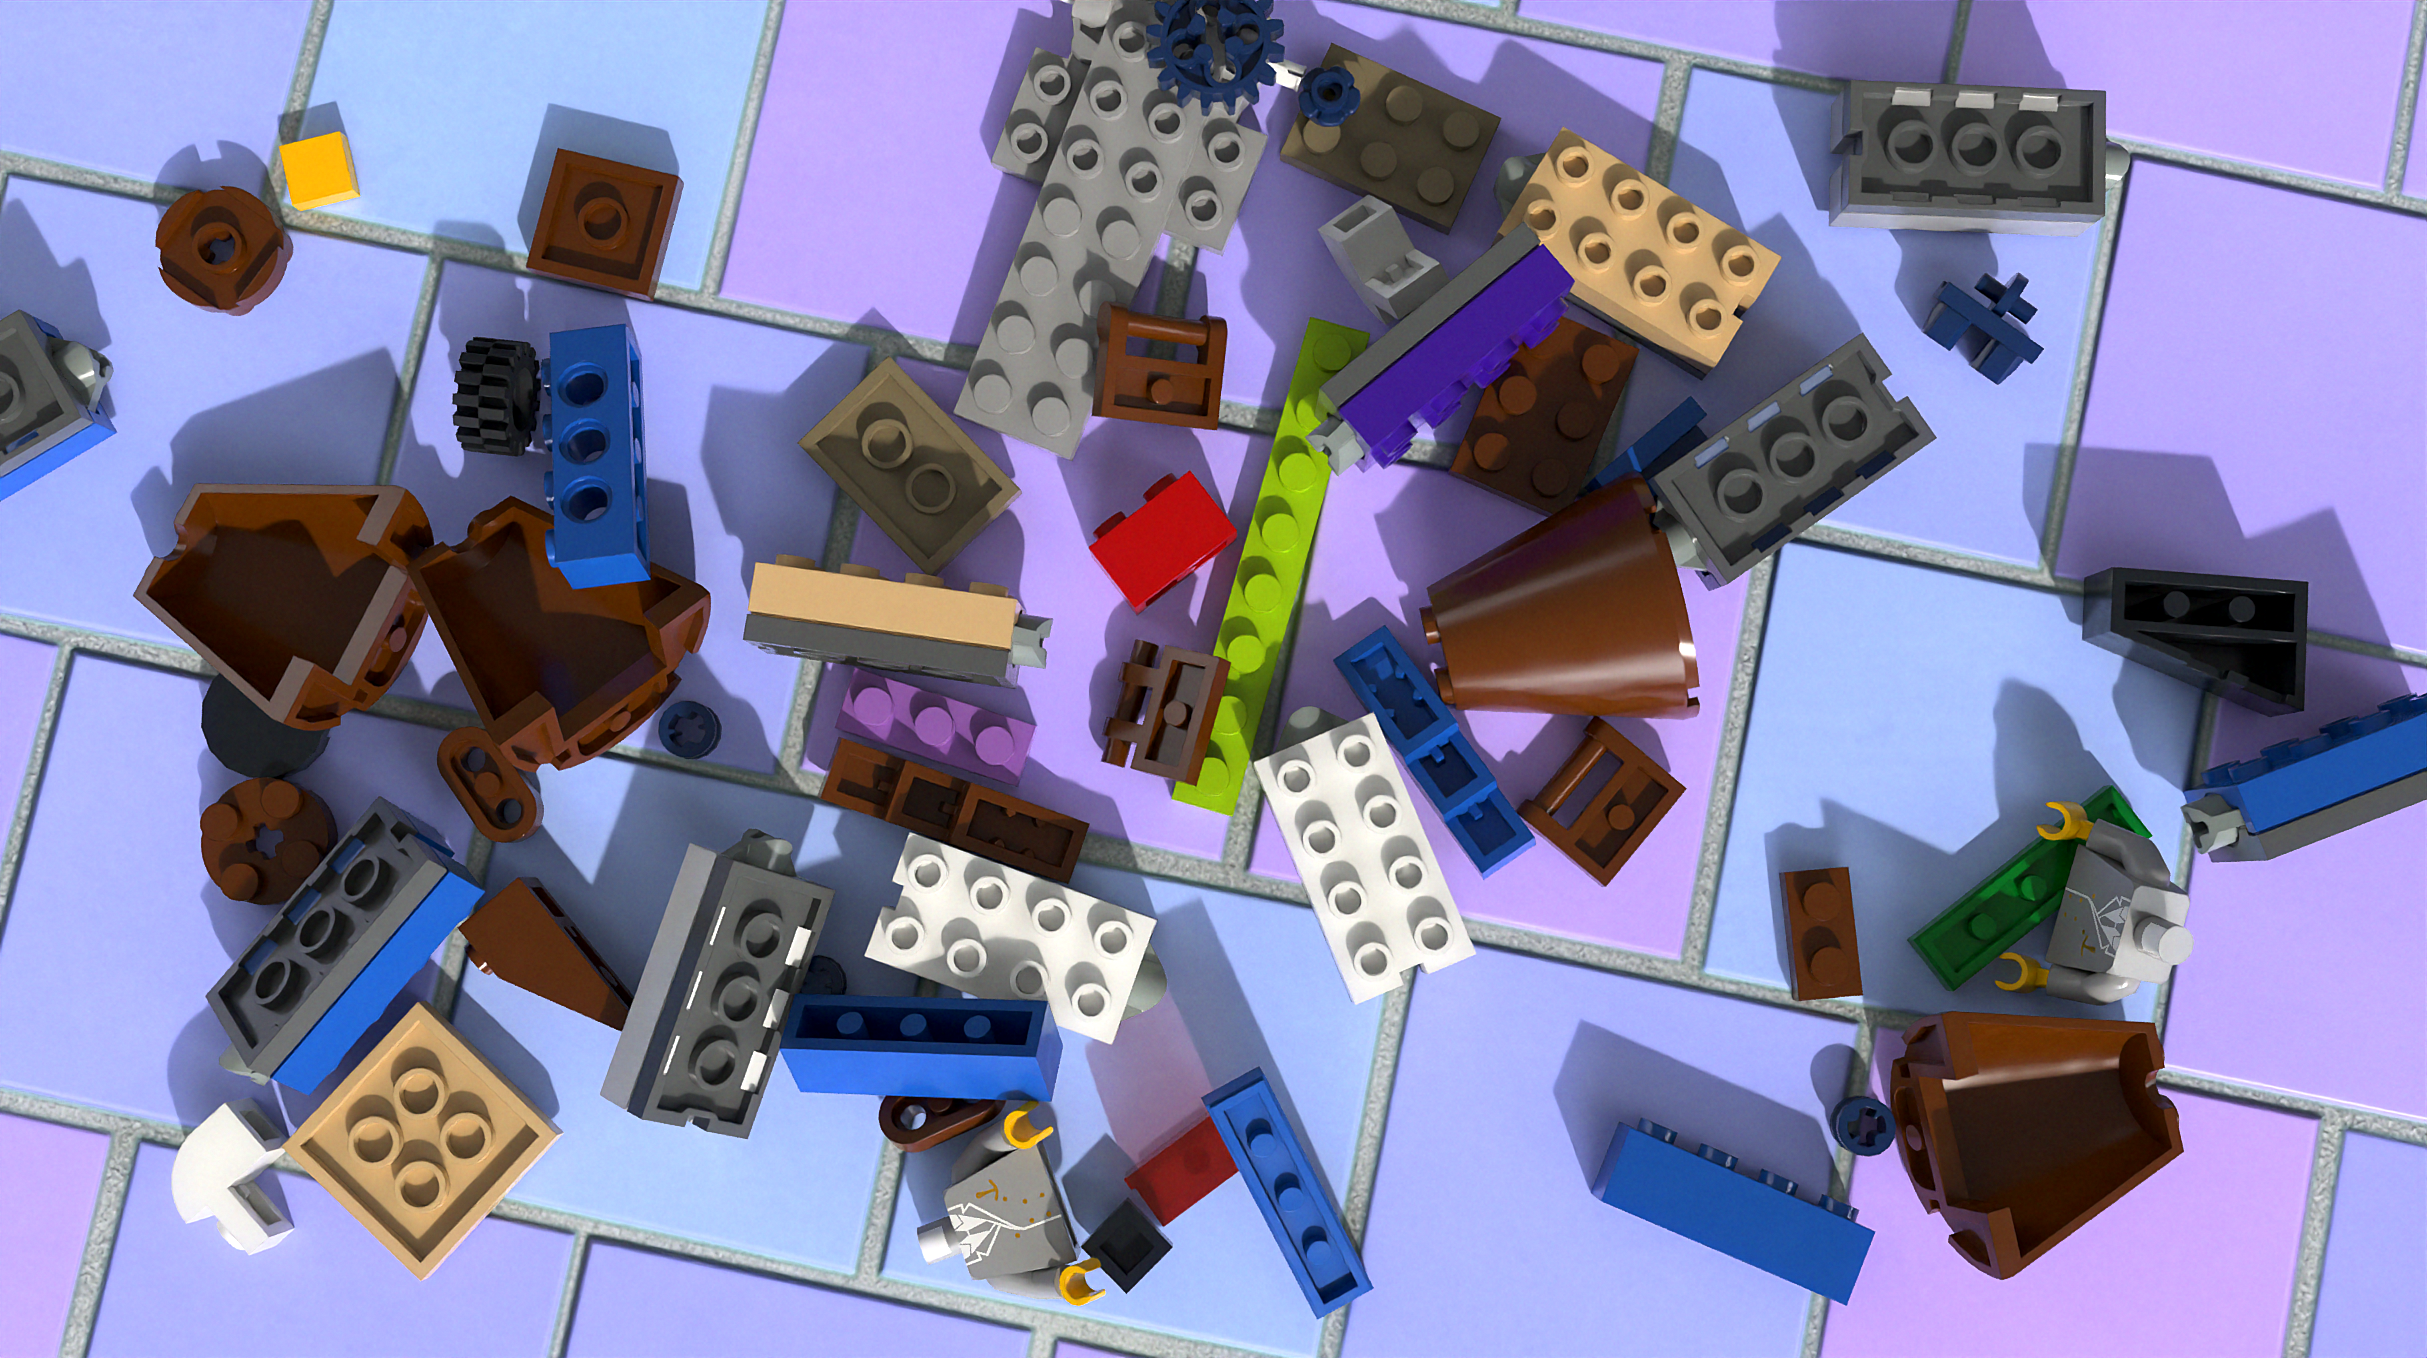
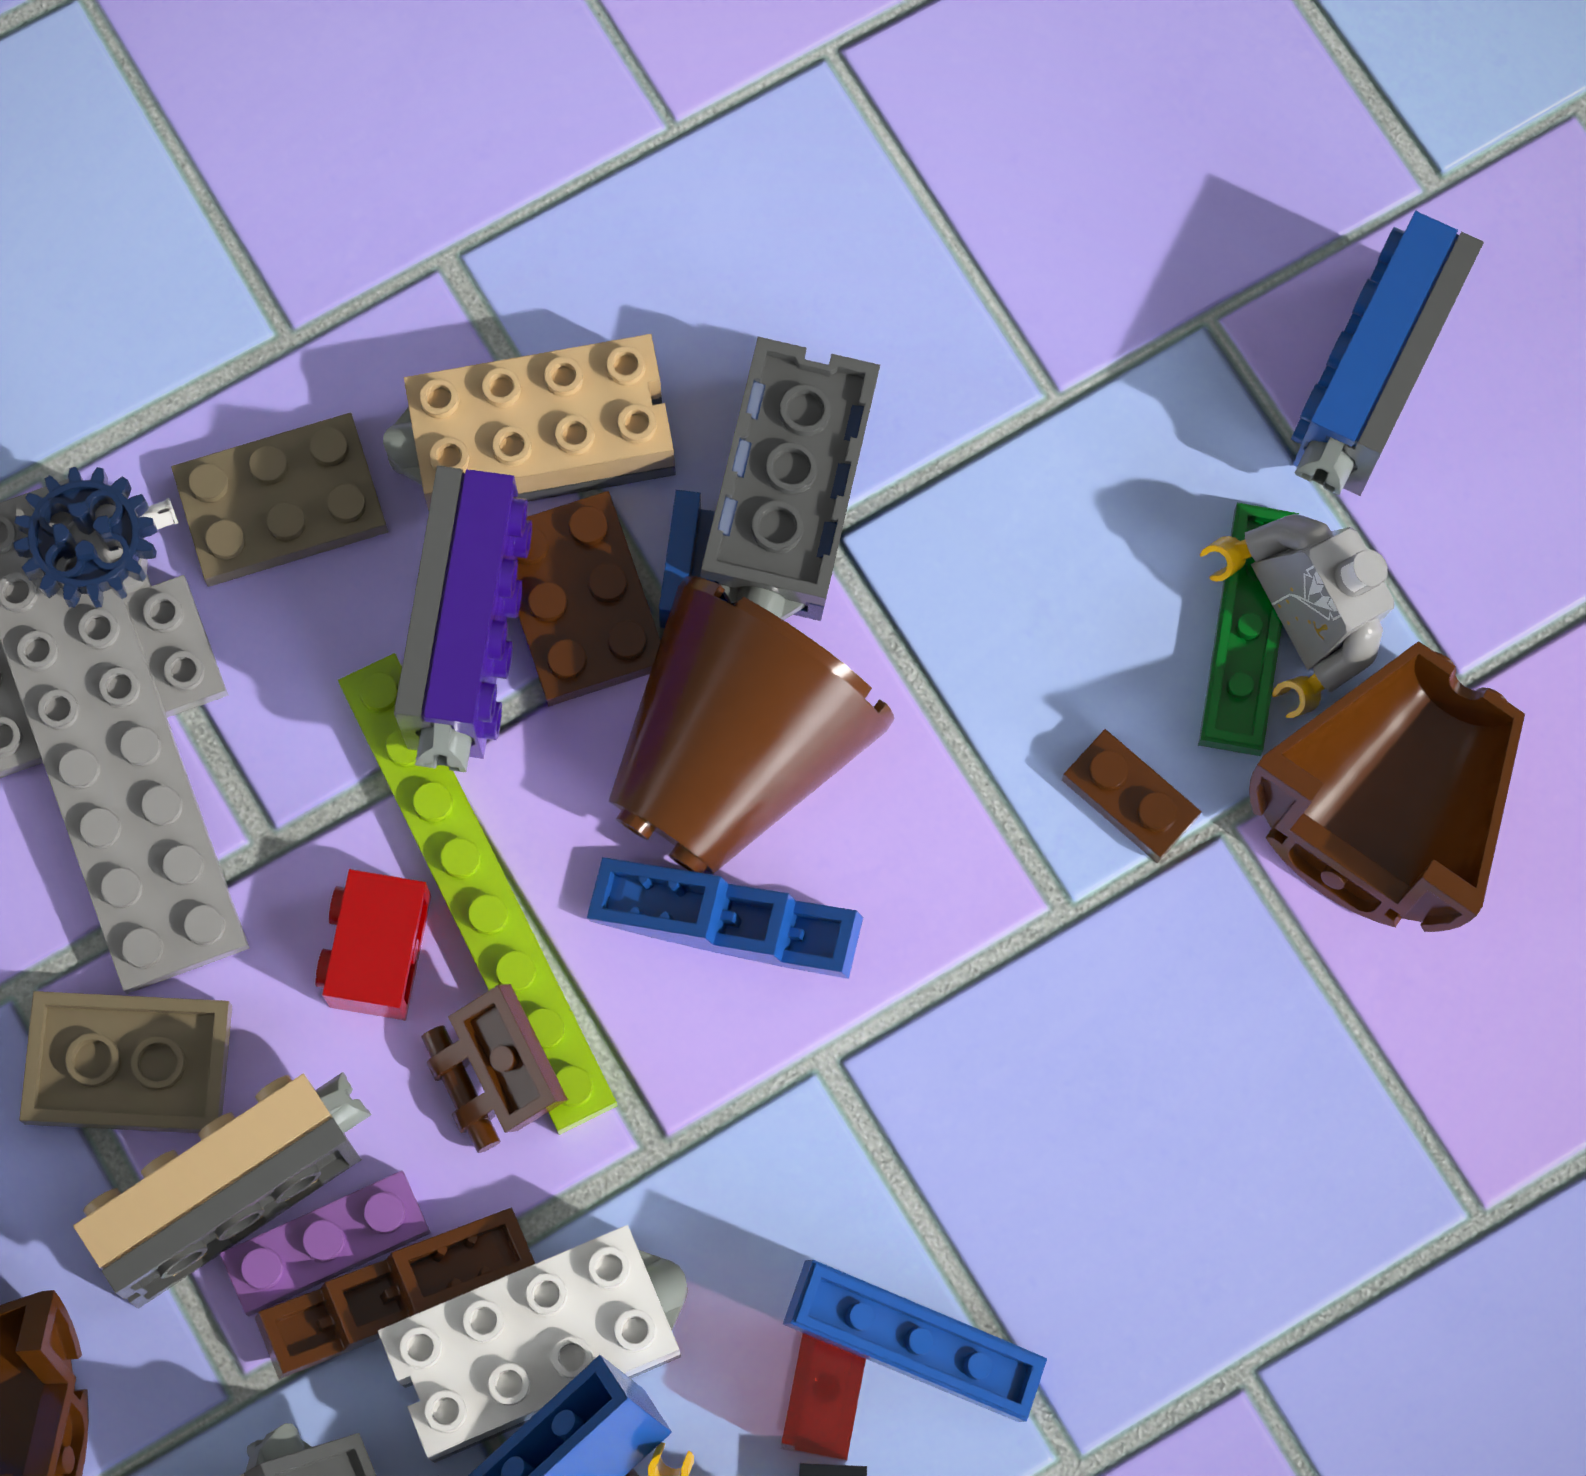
camera: 45 degrees left, 10 degrees down
(690, 711) = (115, 1407): dark blue bush -> none
(1159, 388) = (267, 832): reddish brown plate -> none
(1329, 112) = (209, 520): dark blue plate -> none
(1360, 852) = (736, 1039): white piece -> none
(1381, 259) = (353, 591): white brick -> none
(1616, 816) = (903, 843): reddish brown plate -> none
(1732, 1212) = (1252, 1053): blue brick -> none
(1876, 1140) = (1270, 904): dark blue bush -> none
(1971, 158) = (723, 150): dark grey piece -> none
(2006, 344) = (872, 258): dark blue hips -> none
(2206, 630) = (1196, 336): black wedge -> none

